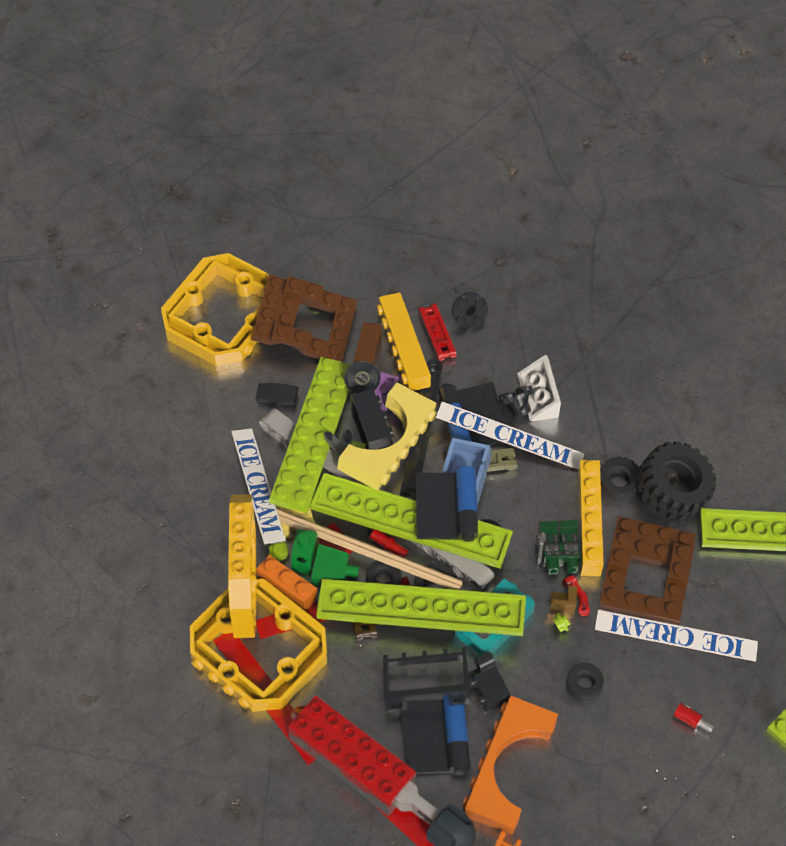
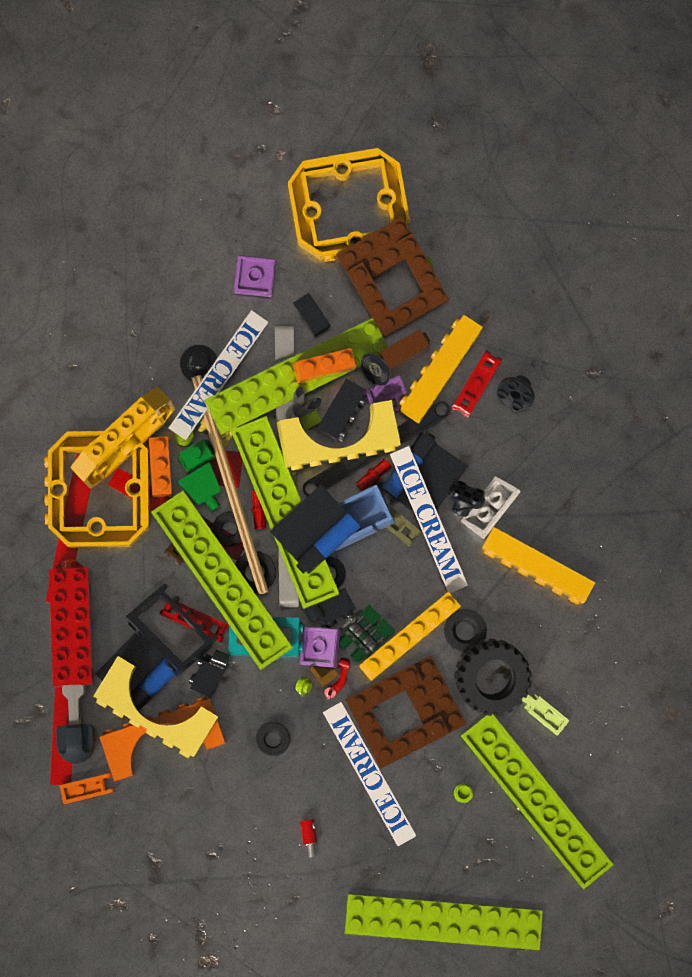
camera: 50 degrees right, 25 degrees up
(209, 407) = (254, 276): none -> medium lavender plate
(229, 487) = (197, 361): none -> black plate
(326, 403) = (324, 365): none -> orange brick
(425, 669) = (198, 617): none -> red plate
(439, 447) = (373, 474): none -> red pin
(444, 761) = (116, 693): none -> light yellow arch
(517, 555) = (331, 609): none -> black hinge
(541, 584) = (320, 647): none -> medium lavender plate
(613, 394) = (537, 565): none -> yellow brick
(736, 475) = (545, 713): none -> yellowish green hinge
(750, 579) = (463, 793): none -> lime plate

